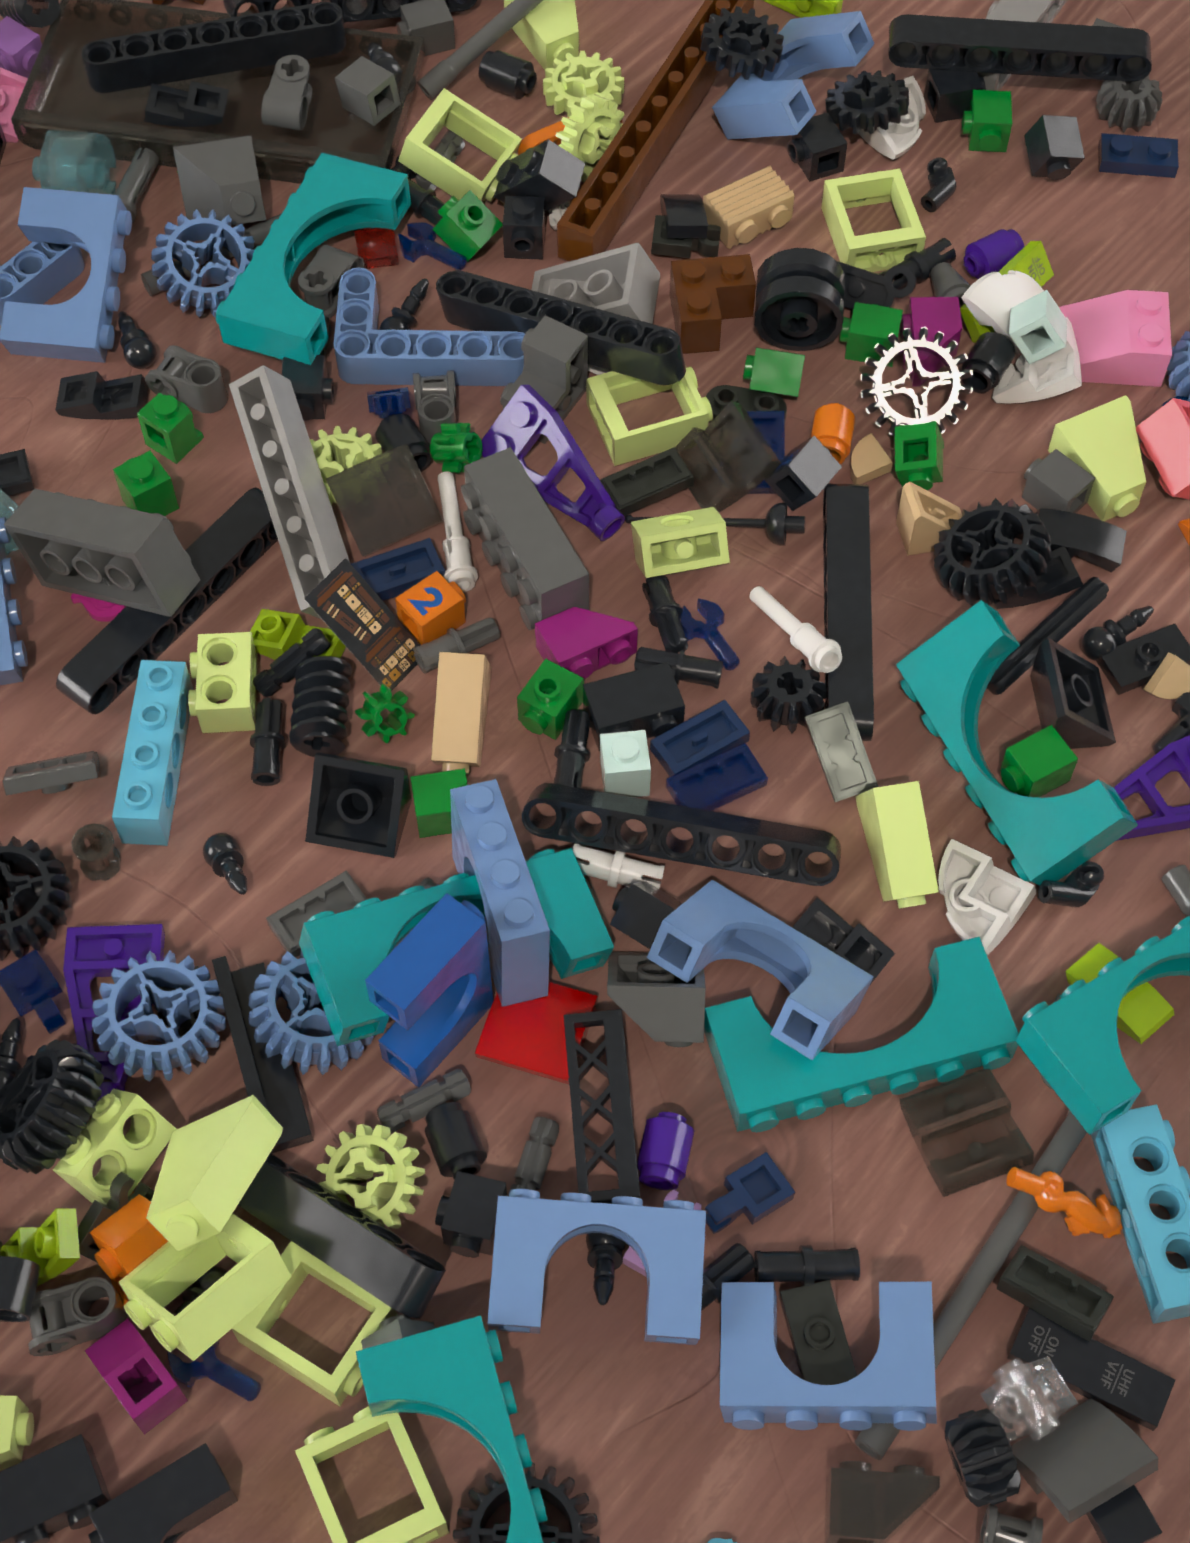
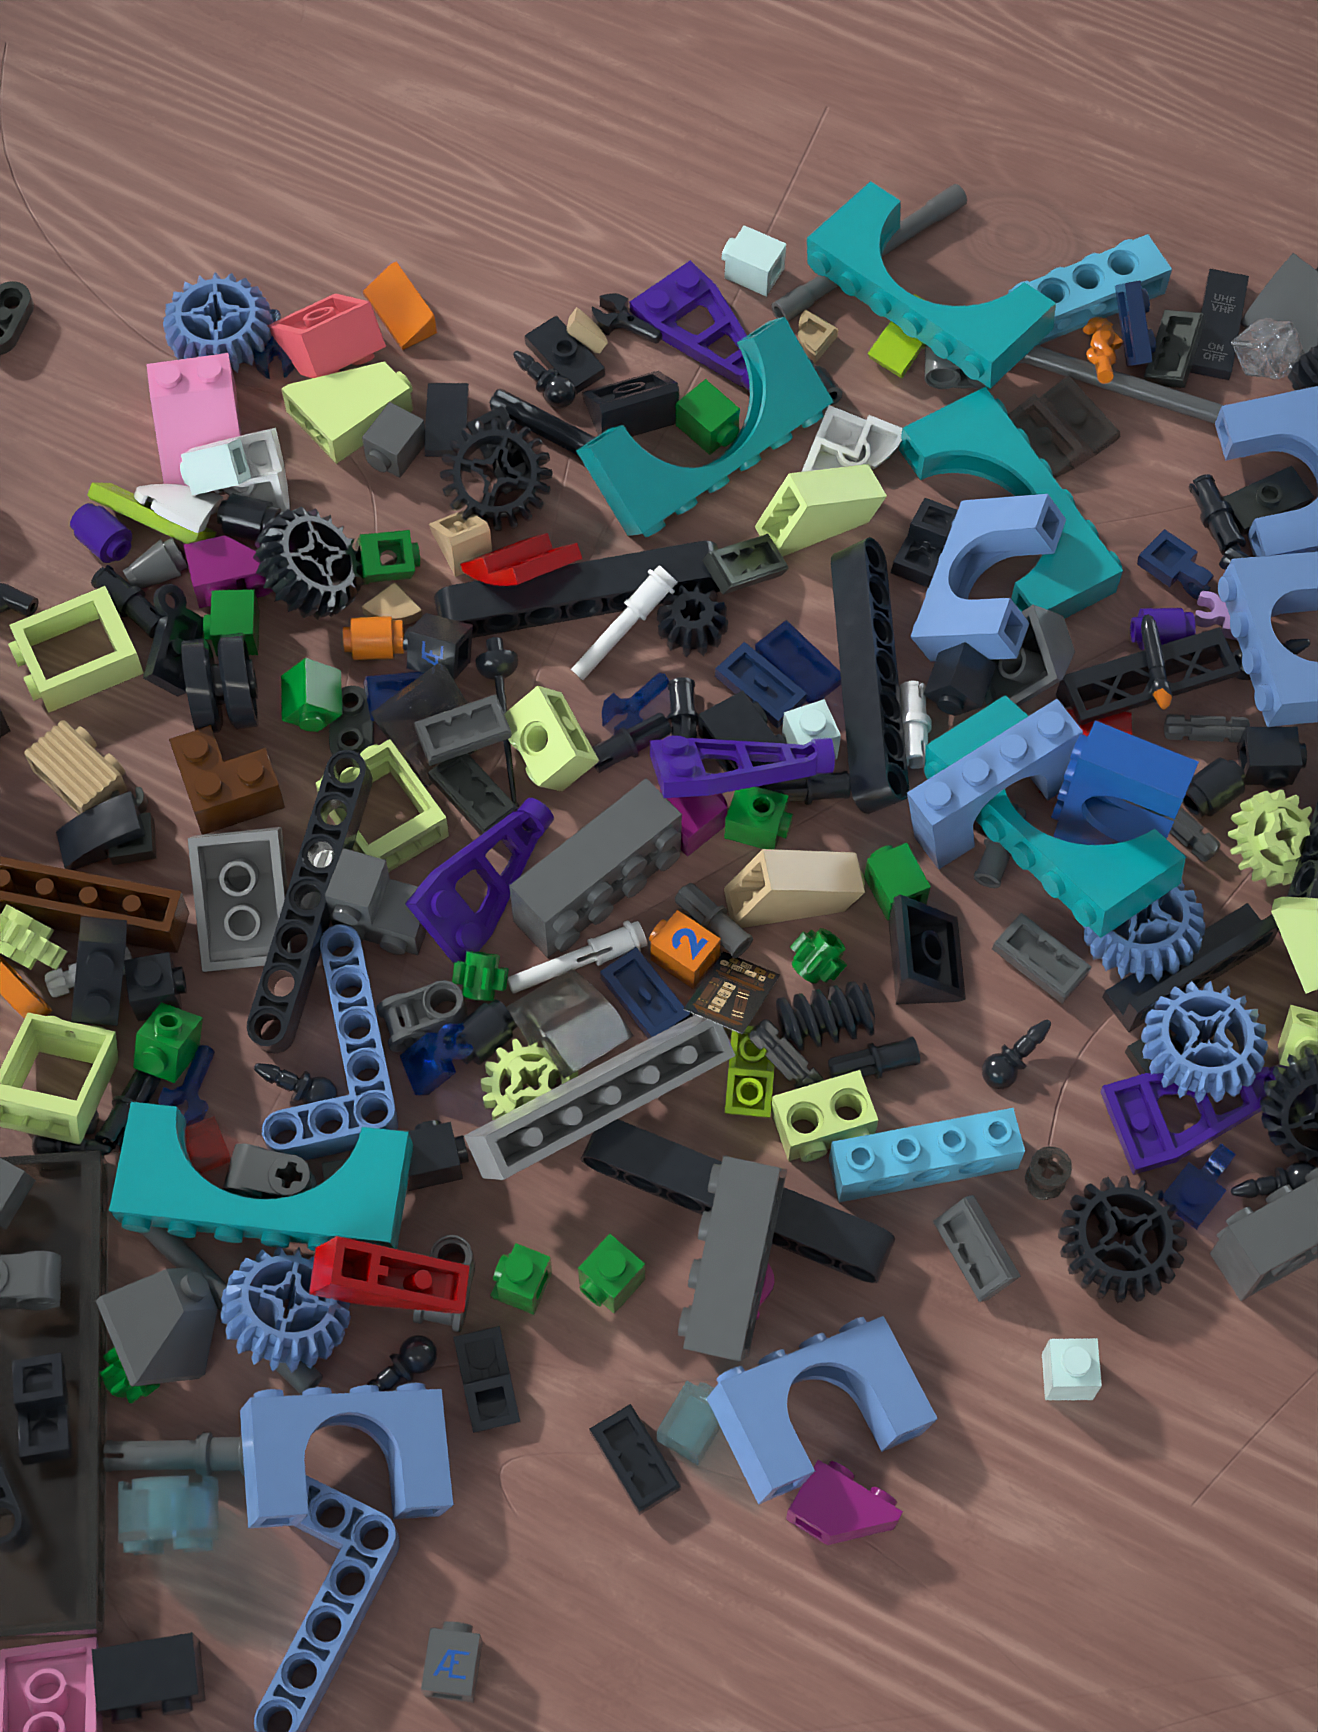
camera: 105 degrees left, 5 degrees up
(190, 313) = (387, 1277): none -> red slope
(609, 1105) = (1156, 665): none -> black piece
(610, 618) = (683, 775): none -> dark purple plate
(702, 468) = (462, 730): none -> dark grey plate
(881, 550) = (520, 561): none -> red slope
(1103, 1234) = (1132, 306): none -> dark blue plate
(1138, 904) = (815, 335): none -> tan tile

